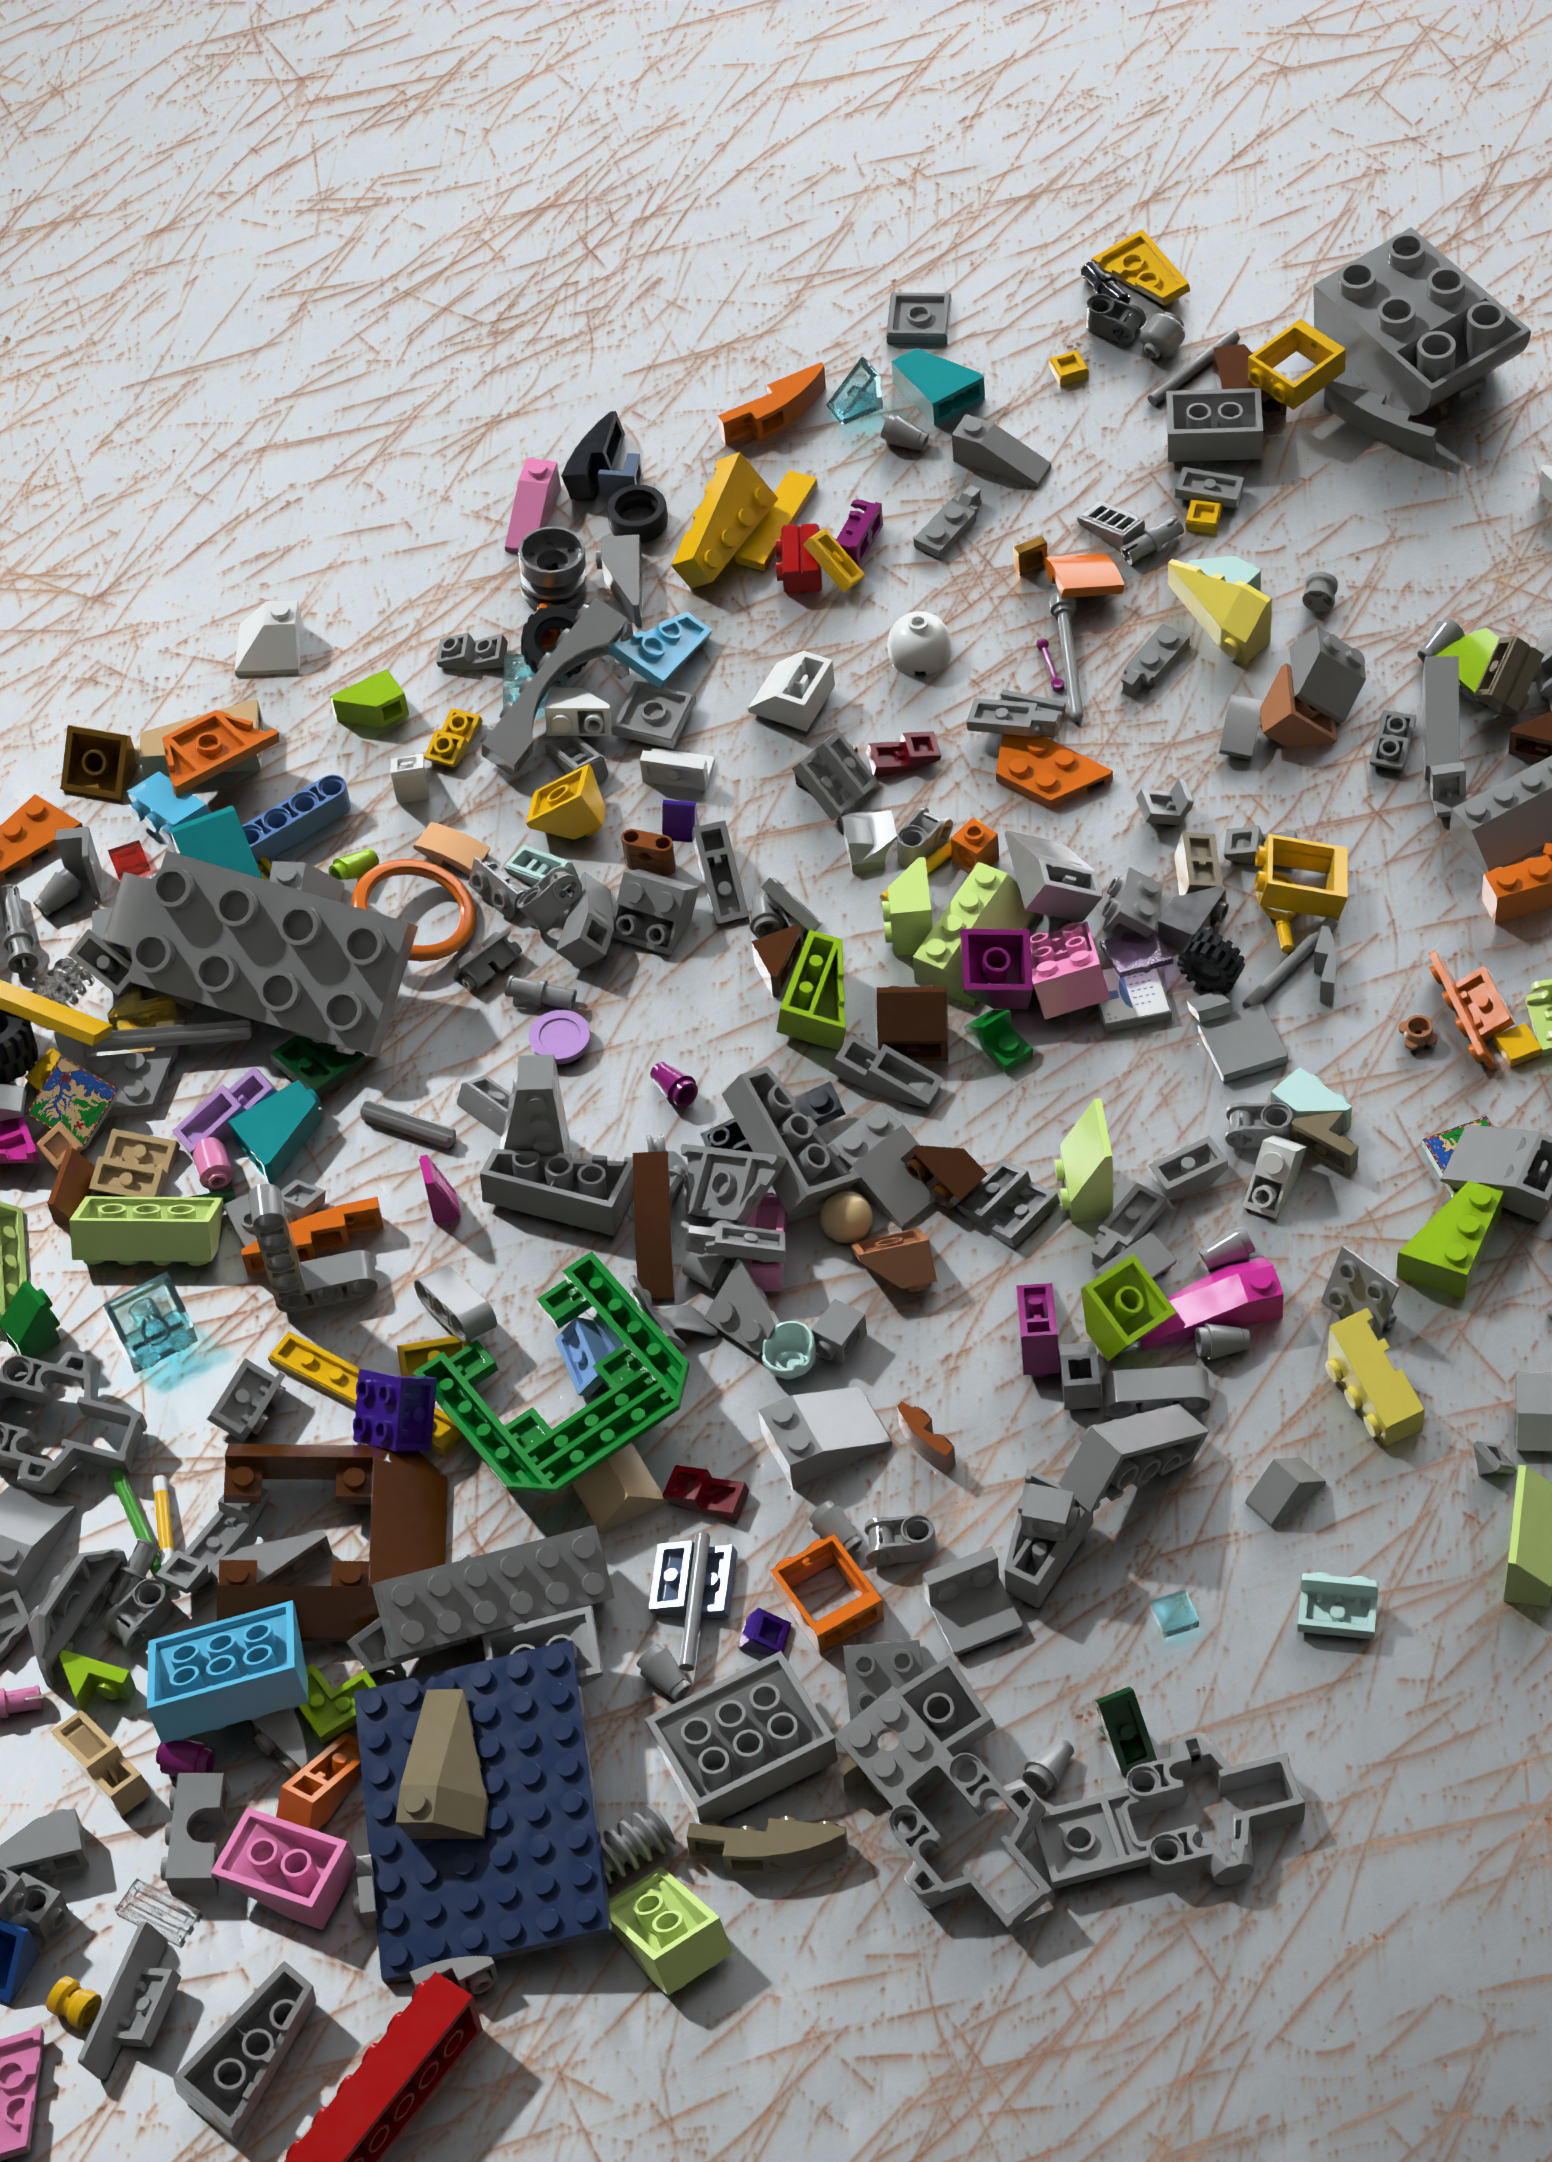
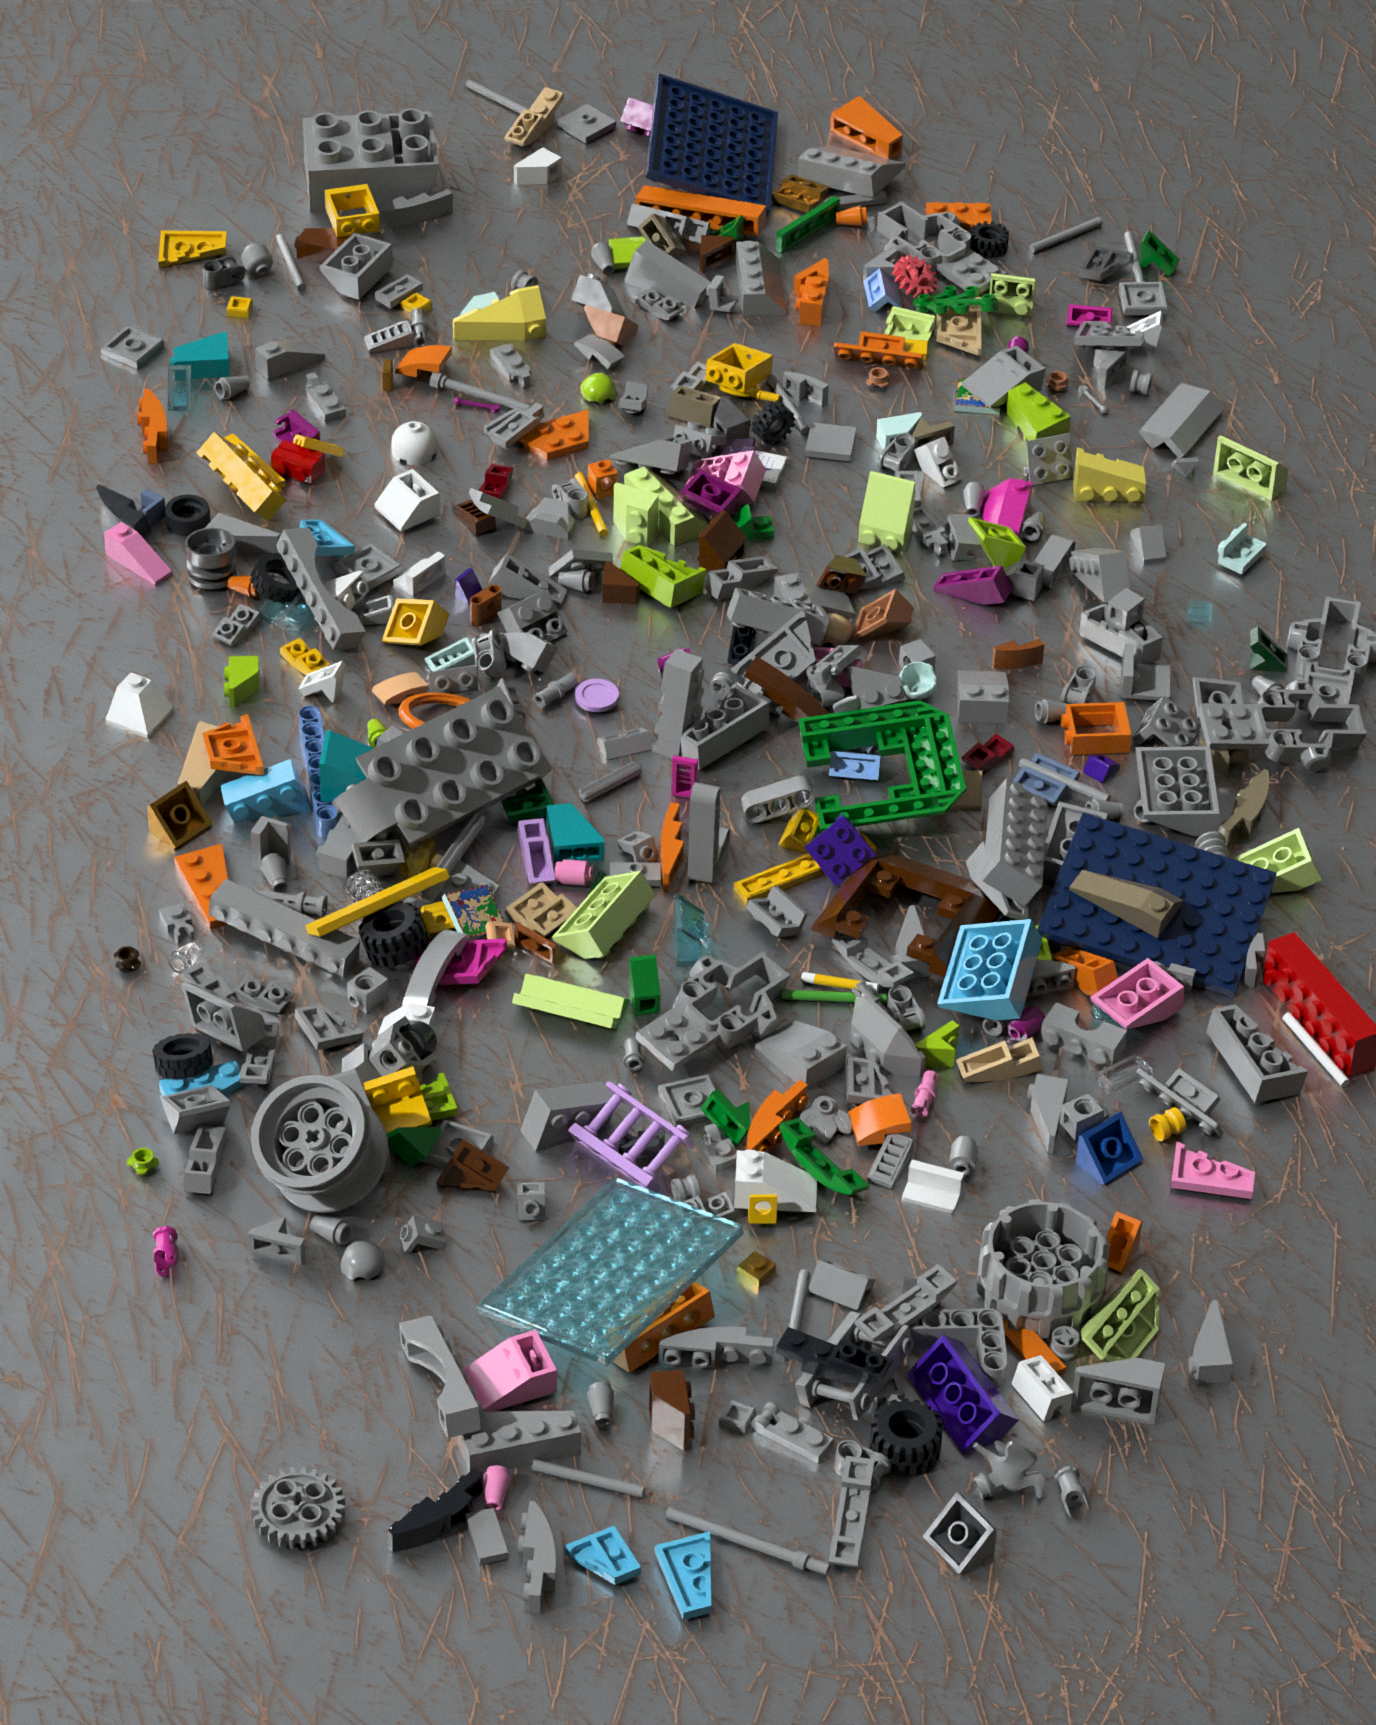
camera: 70 degrees left, 10 degrees down
(1096, 276) = (185, 265): black pin -> none
(1166, 762) = (598, 388): none -> lime hair
(1209, 1006) = (797, 441): light grey tile -> none

